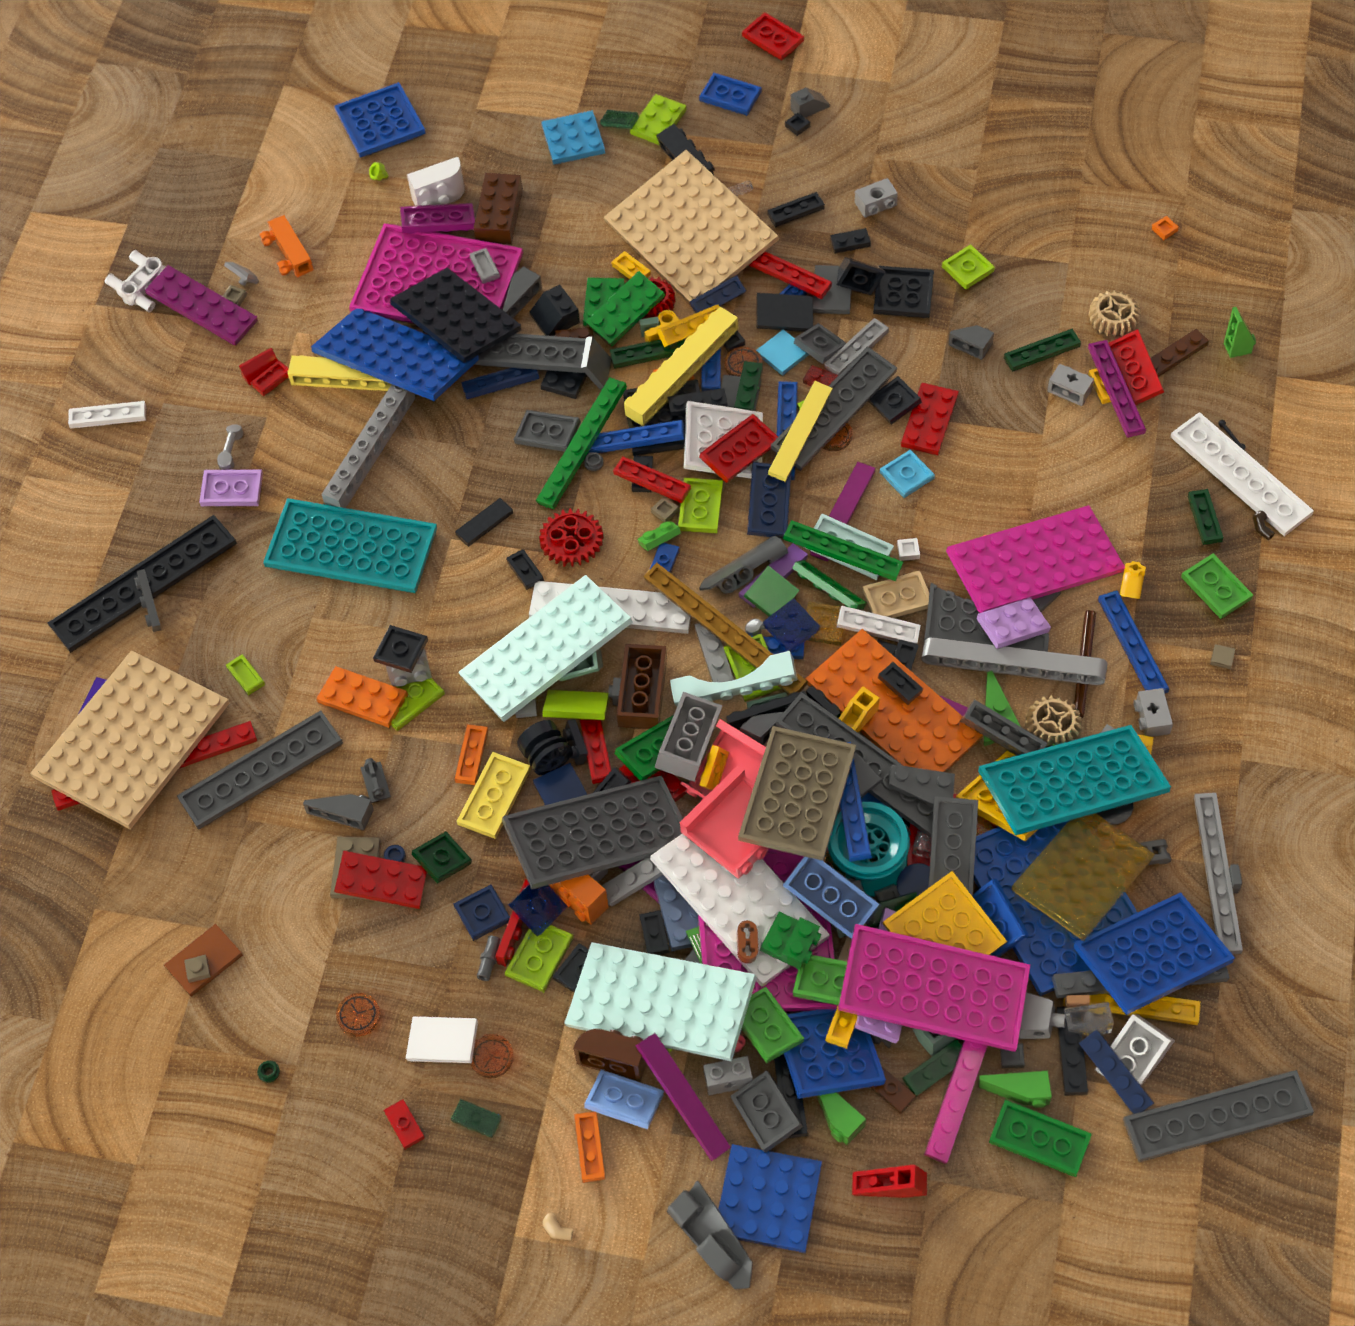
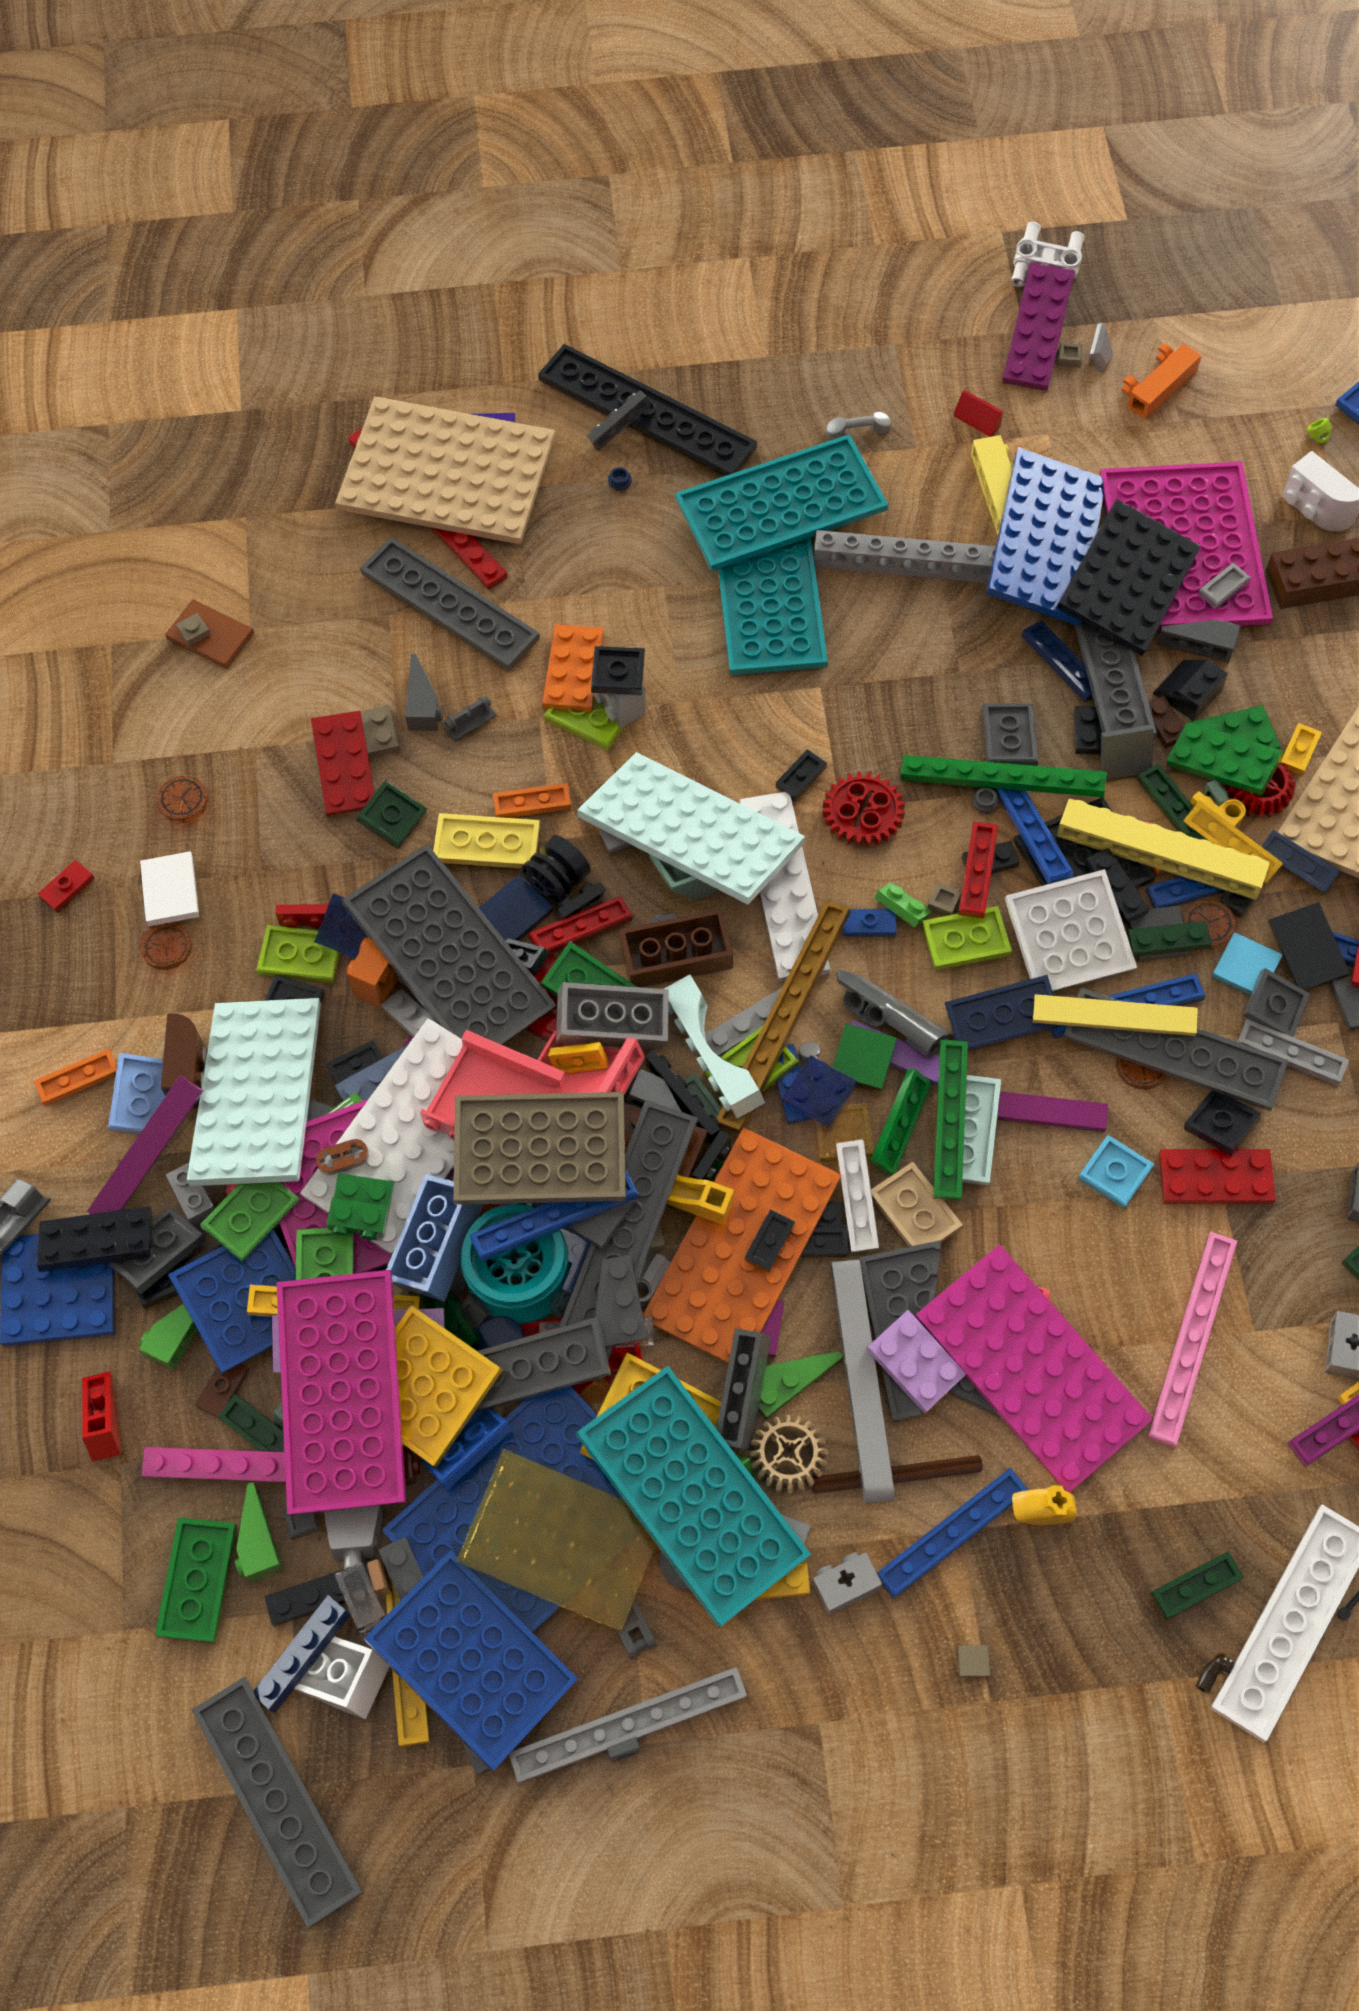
camera: 70 degrees right, 5 degrees up
(107, 414) = (853, 297): white plate -> none
(198, 619) = (619, 478): none -> dark blue plate
(231, 488) = (796, 433): lavender plate -> none
(245, 674) = (565, 548): lime tile -> none
(265, 1066) = (96, 732): dark green plate -> none
(270, 378) = (965, 429): red plate -> none
(282, 512) = (780, 502): none -> teal plate
(395, 853) = (383, 769): dark blue tile -> none
(437, 218) = (1273, 510): magenta plate -> none
(476, 1118) = (88, 954): clear green plate -> none
(482, 912) = (336, 874): dark blue tile -> none
(484, 522) = (853, 712): black tile -> none
(488, 958) = (269, 903): dark grey pin -> none
(576, 704) = (628, 886): lime tile -> none
(739, 448) = (1059, 951): red plate -> none
(743, 1153) = (94, 1239): none -> black plate
(819, 375) = (1224, 1020): clear red plate -> none
(908, 549) = (993, 1203): white plate -> none
(1038, 468) = (1192, 1340): none -> bright pink tile
(1217, 586) = (1085, 1627): bright green plate -> none

